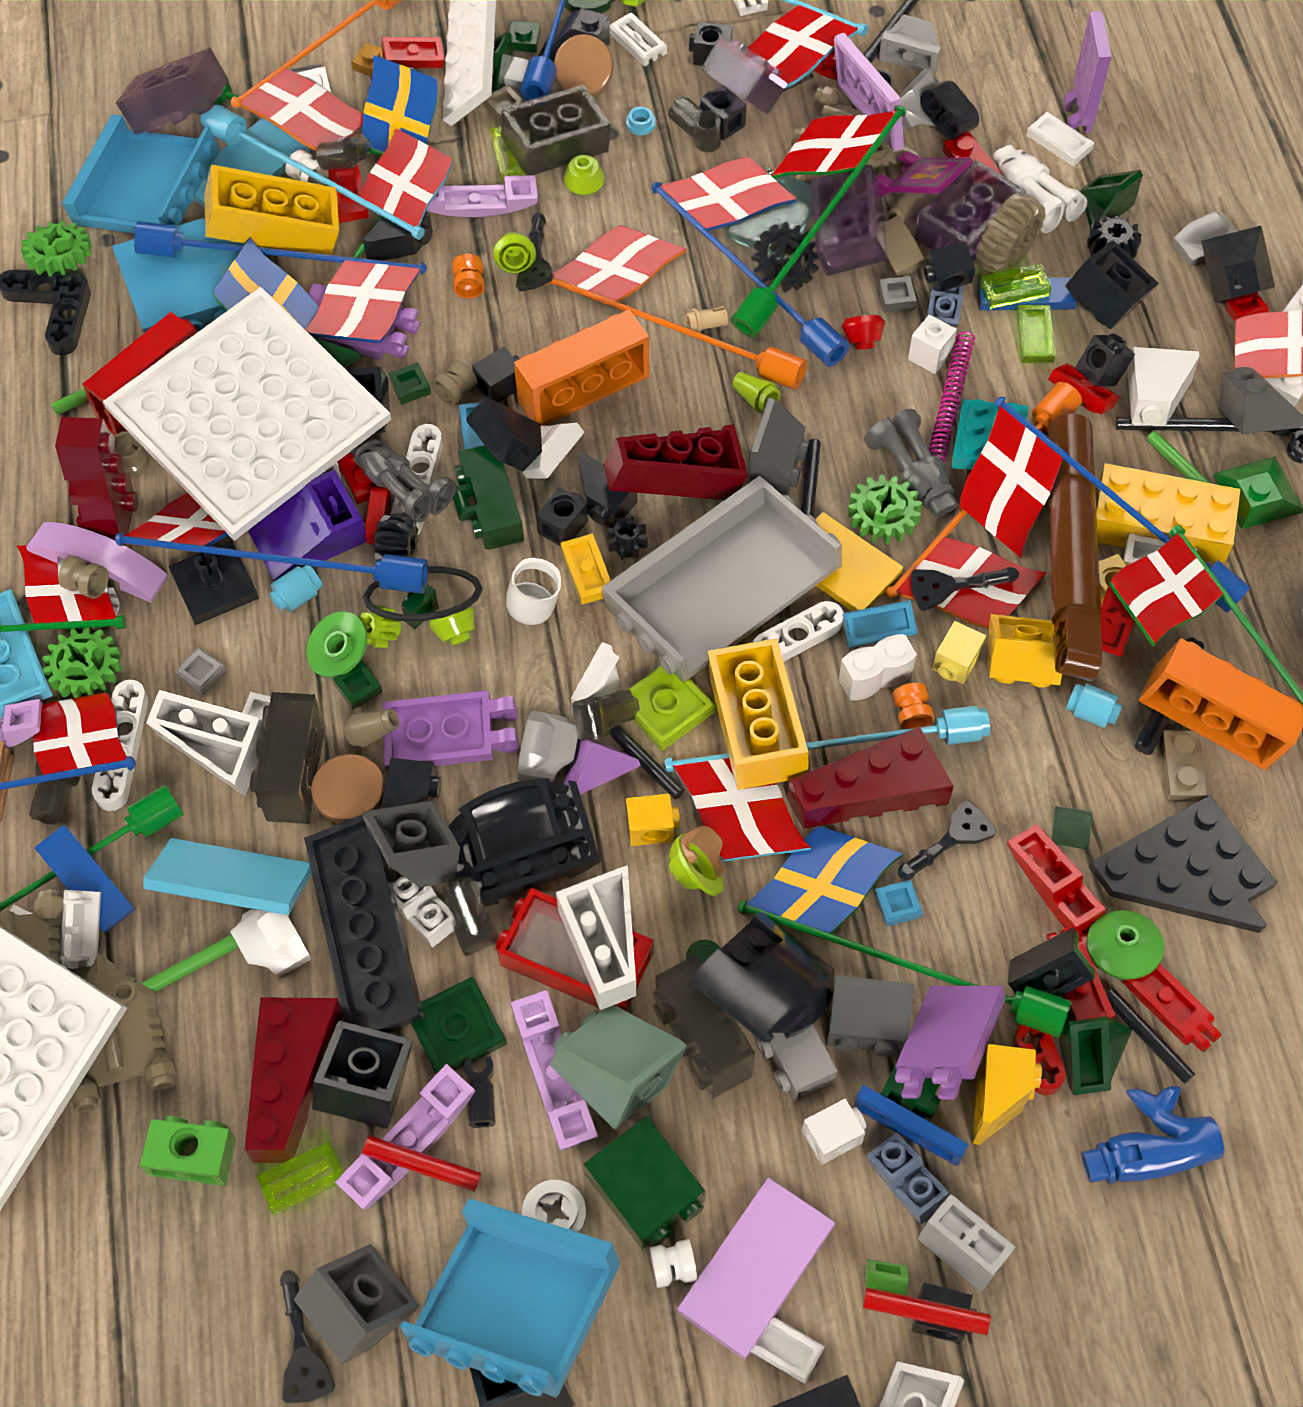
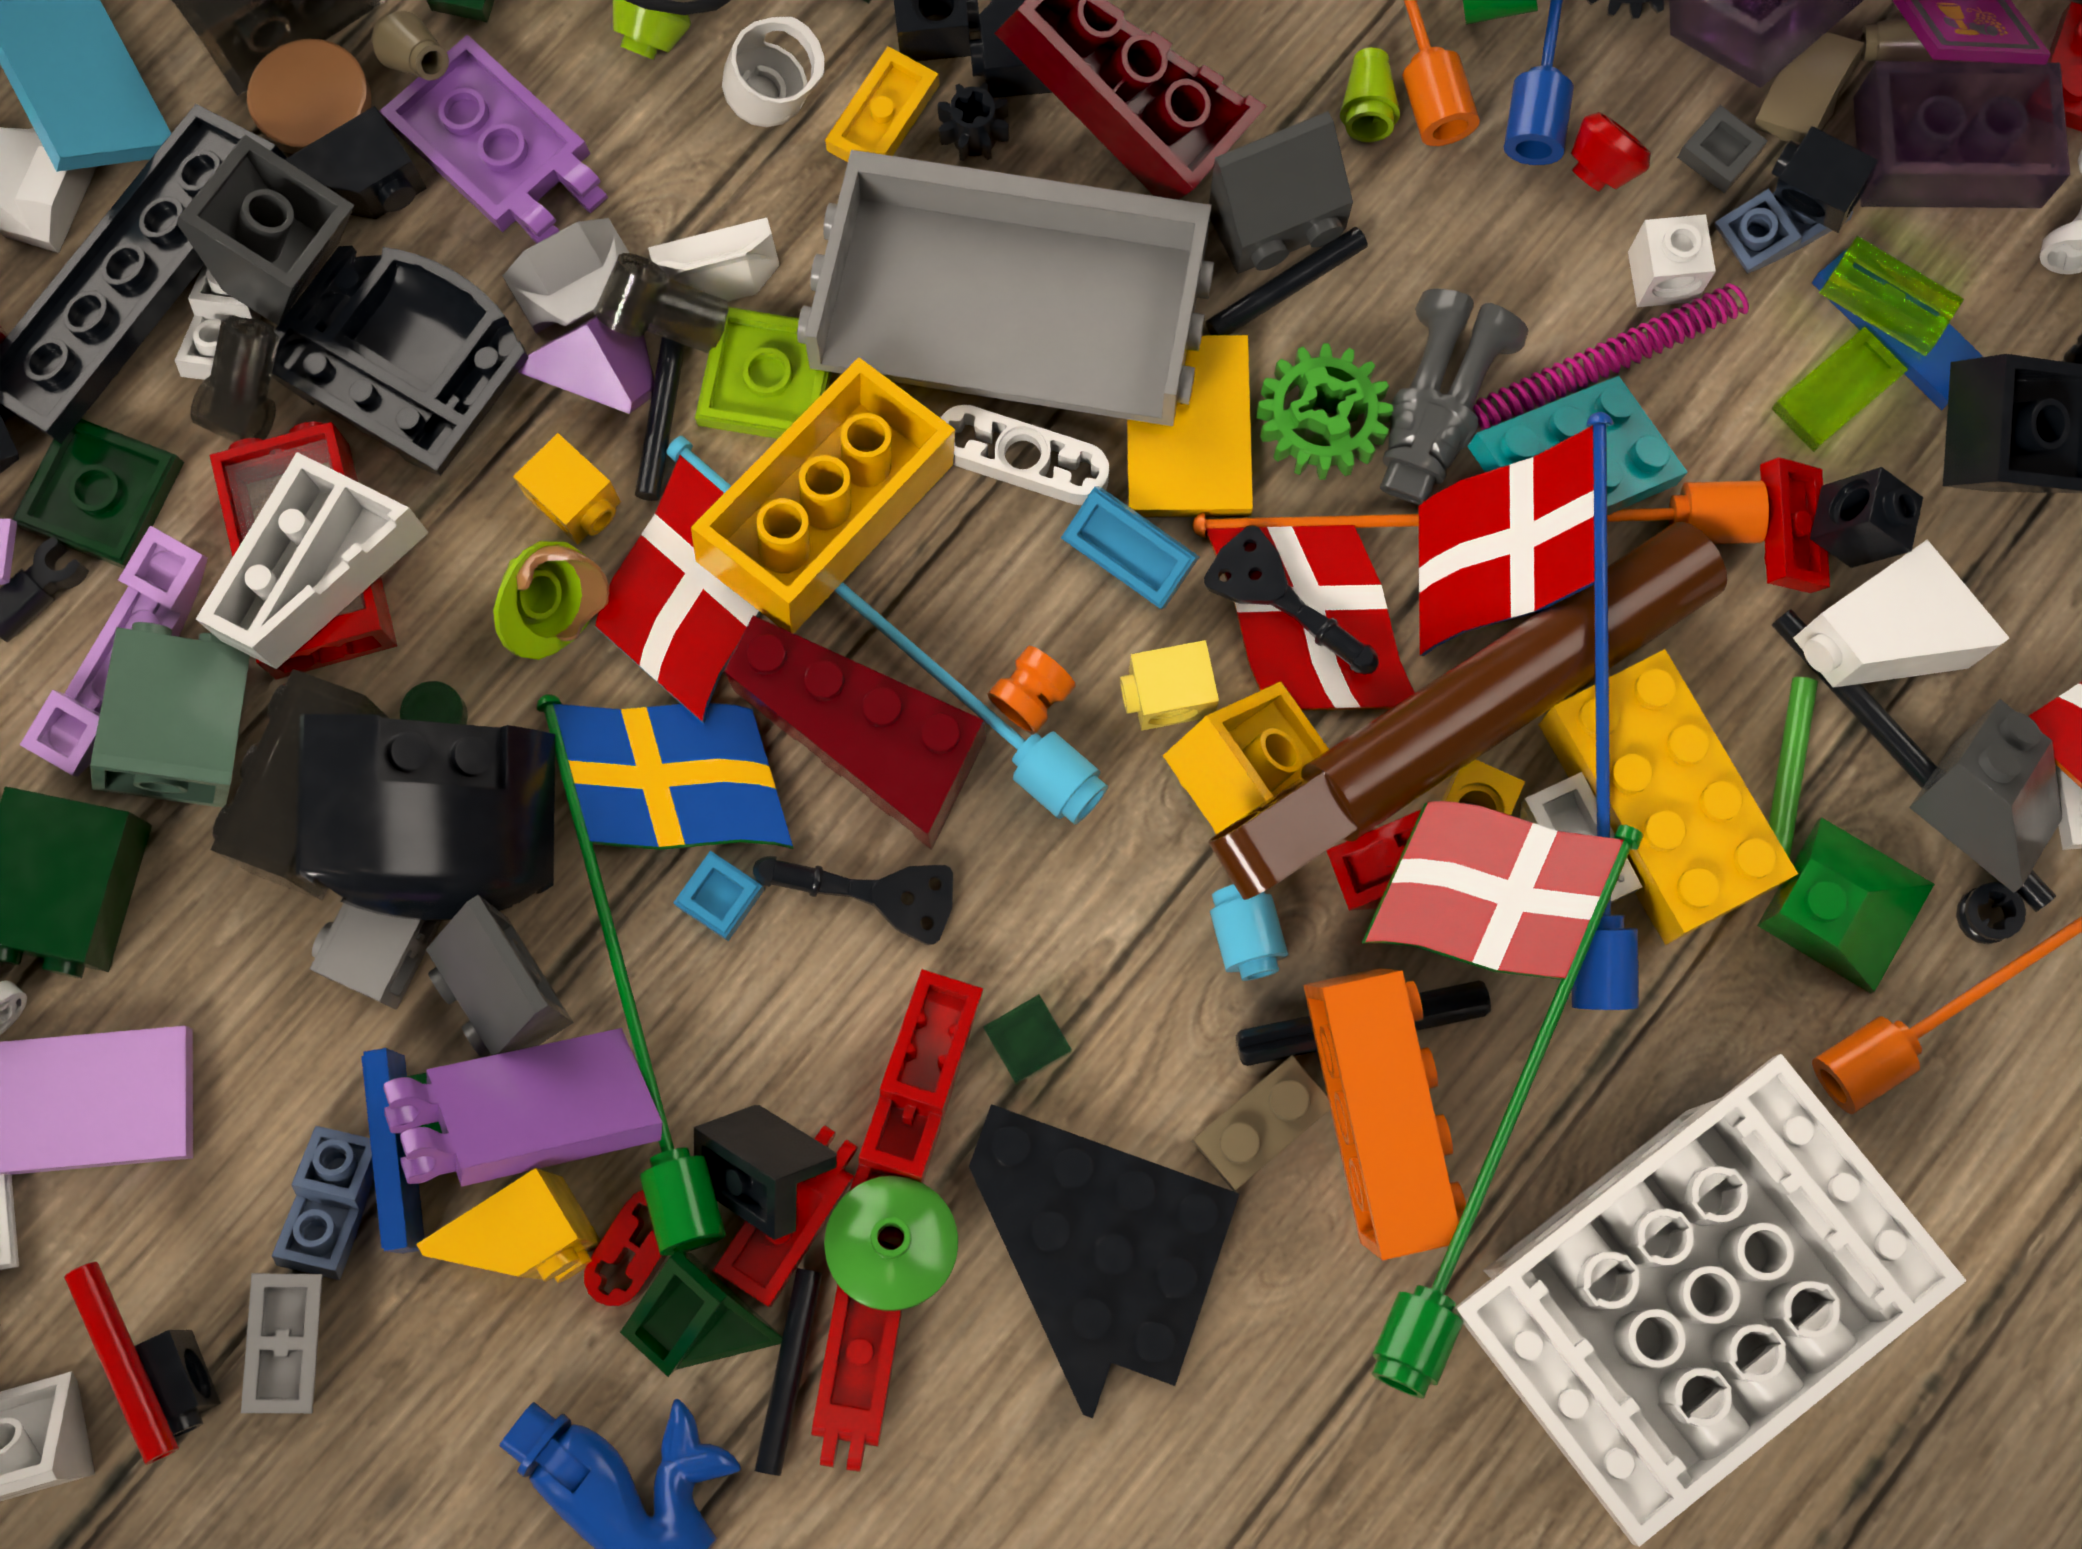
camera: 50 degrees right, 15 degrees up
(834, 1131) = (309, 1060): white brick -> none
(877, 667) = (1034, 590): white brick -> none
(886, 1276) = (157, 1276): bright green tile -> none
(1010, 234) = (1971, 217): dark tan gear -> none

